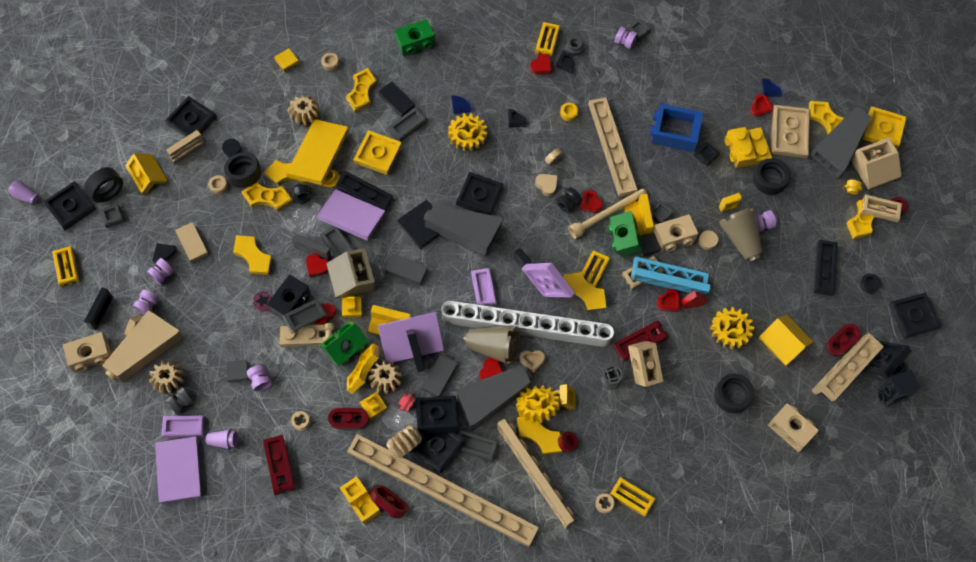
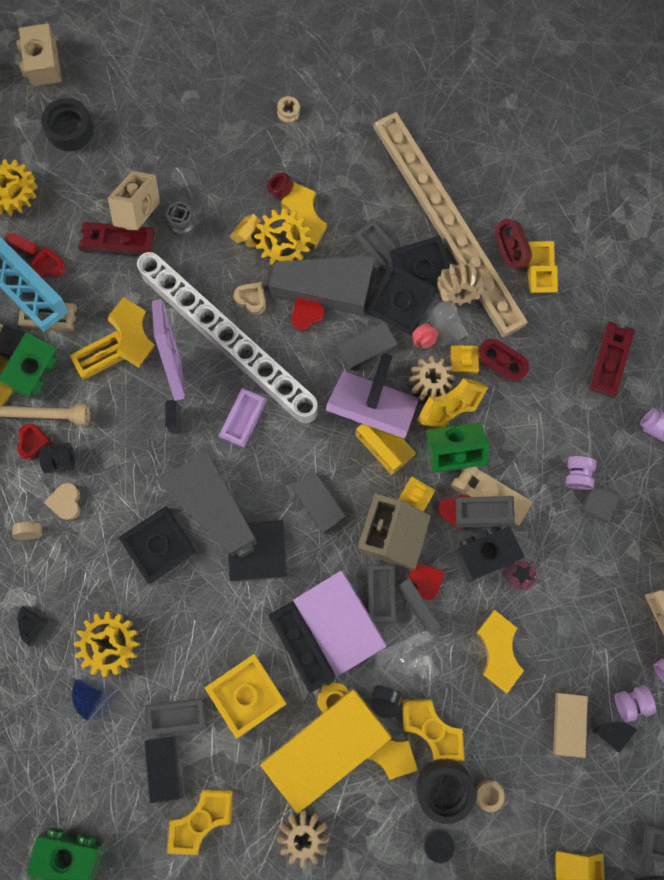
camera: 145 degrees left, 10 degrees up
(298, 415) = (558, 403): tan bush -> none
(494, 342) = (281, 335): dark tan cone -> none
(540, 479) = (336, 186): tan plate -> none
(651, 499) = (262, 116): yellow tile -> none

